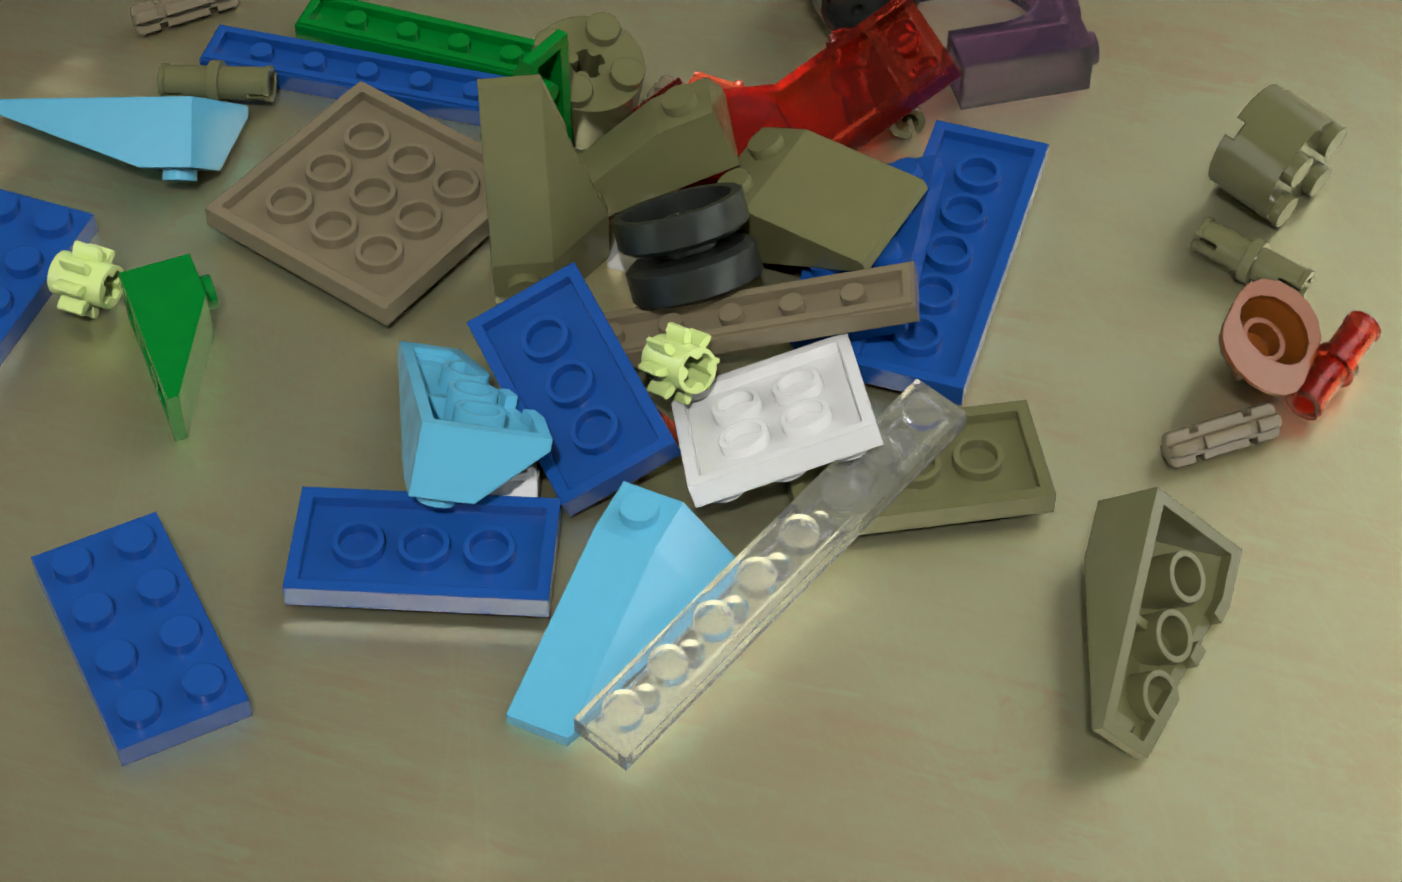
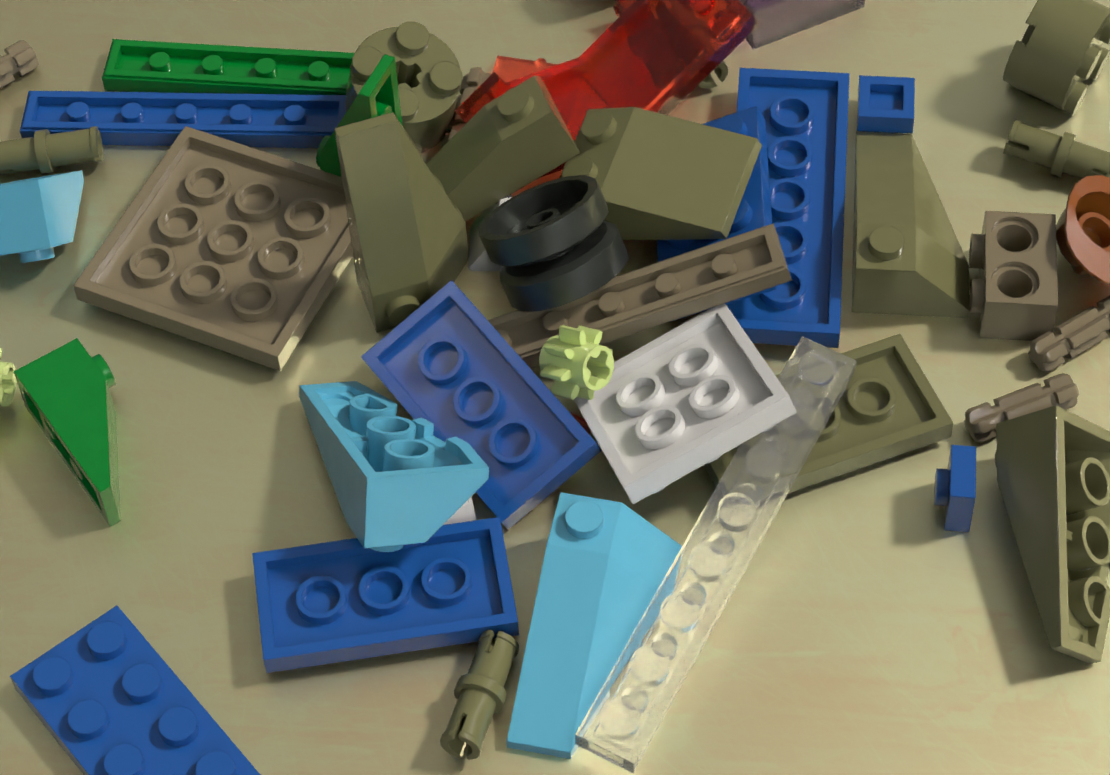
camera: 10 degrees left, 5 degrees up
(490, 664) = (479, 695): none -> olive pin
(1041, 559) = (957, 488): none -> blue plate
(1059, 310) = (902, 236): none -> olive wedge
(1079, 181) = (885, 104): none -> blue plate
(1165, 365) = (1016, 275): none -> dark tan brick
(1180, 485) = (982, 419): none -> dark tan axle

